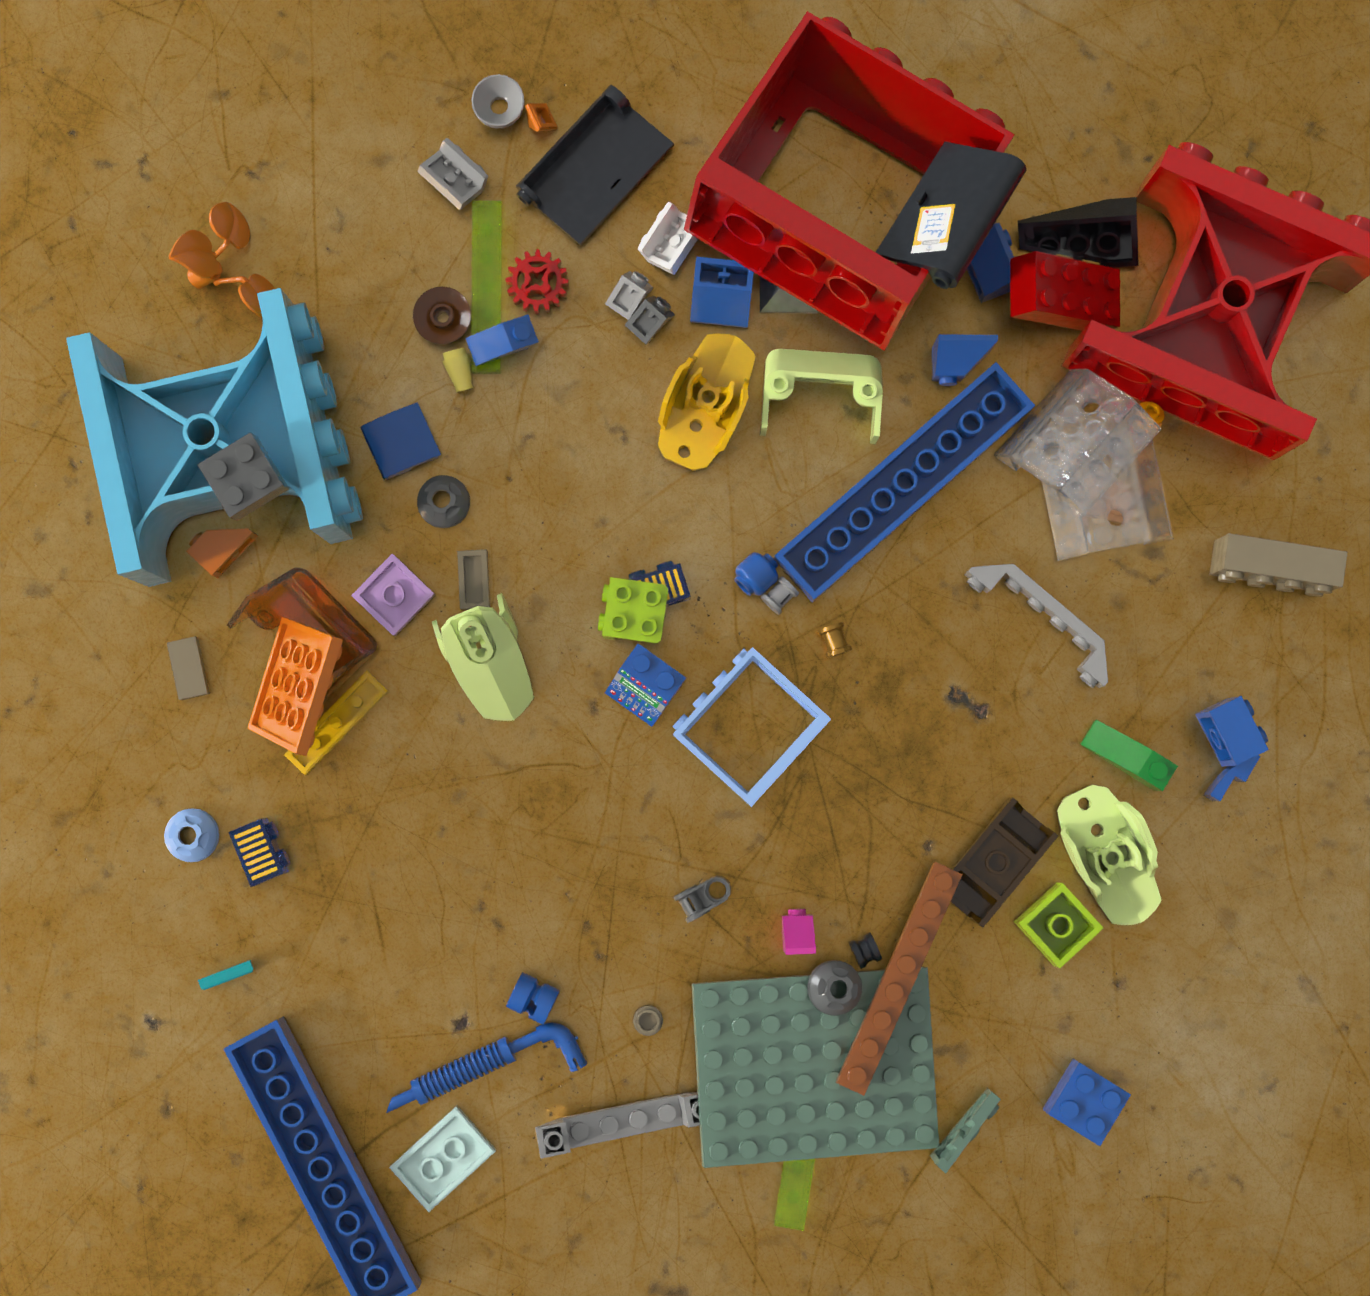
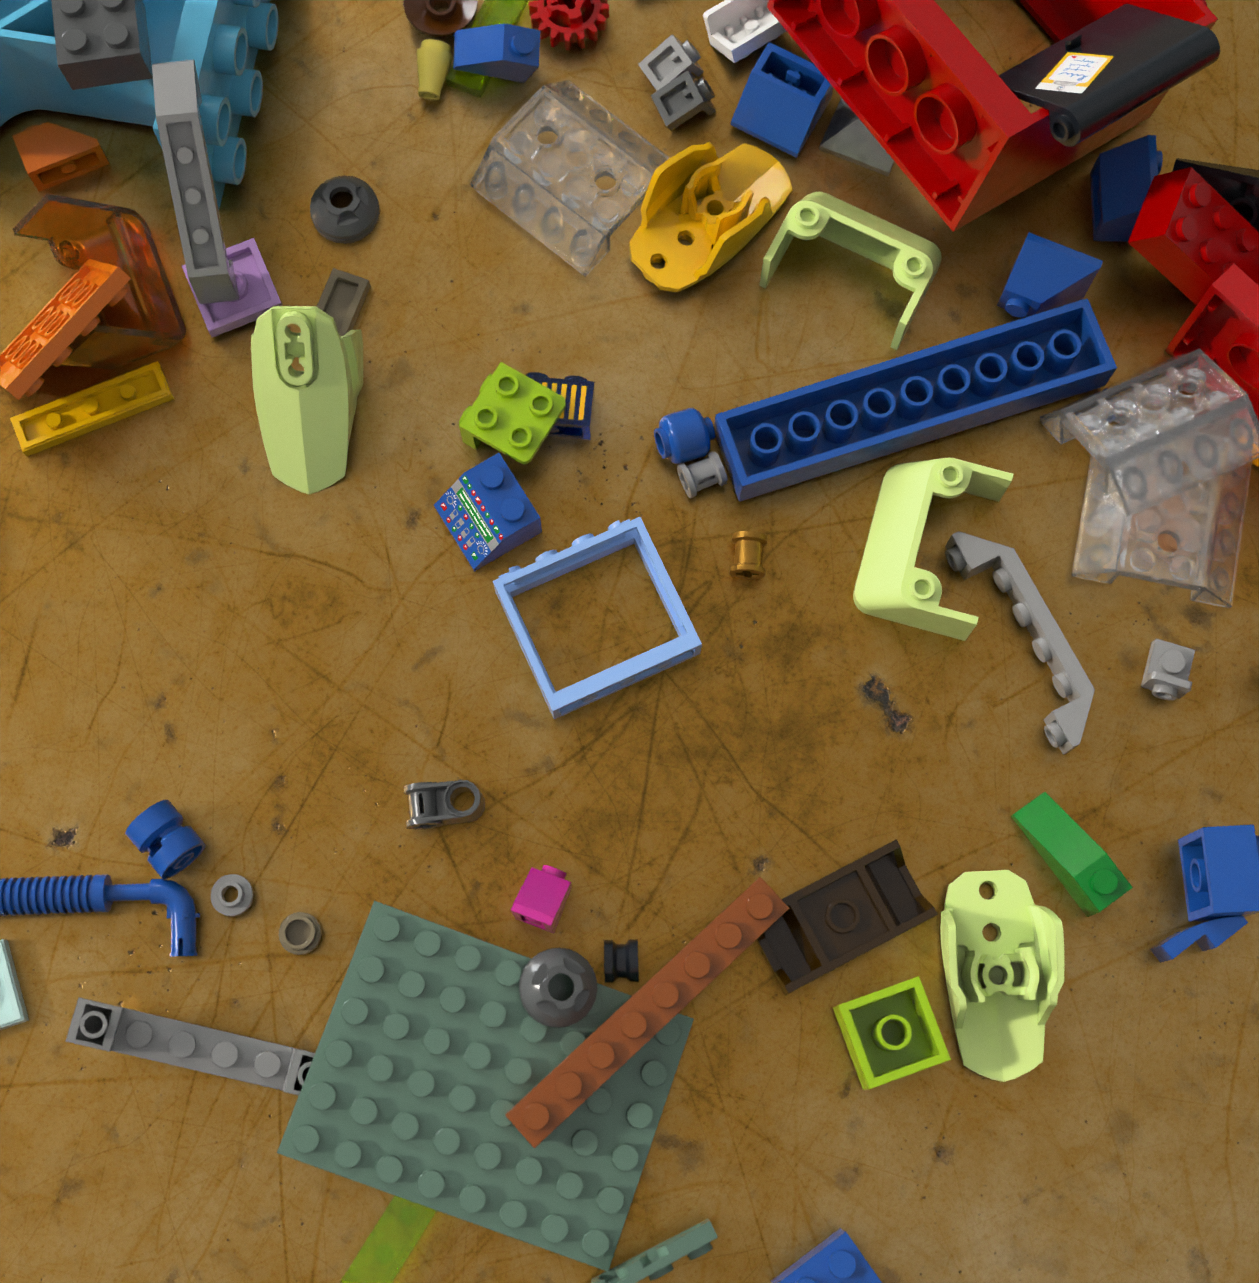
camera: 20 degrees right, 10 degrees down
(347, 546) = (191, 181): none -> light grey slope
(400, 441) = (326, 121): blue slope -> none
(589, 426) = (553, 184): none -> clear slope
(592, 1005) = (244, 898): none -> light grey plate
(930, 585) = (887, 579): none -> yellowish green windscreen
(1147, 601) = (1168, 670): none -> light grey bracket

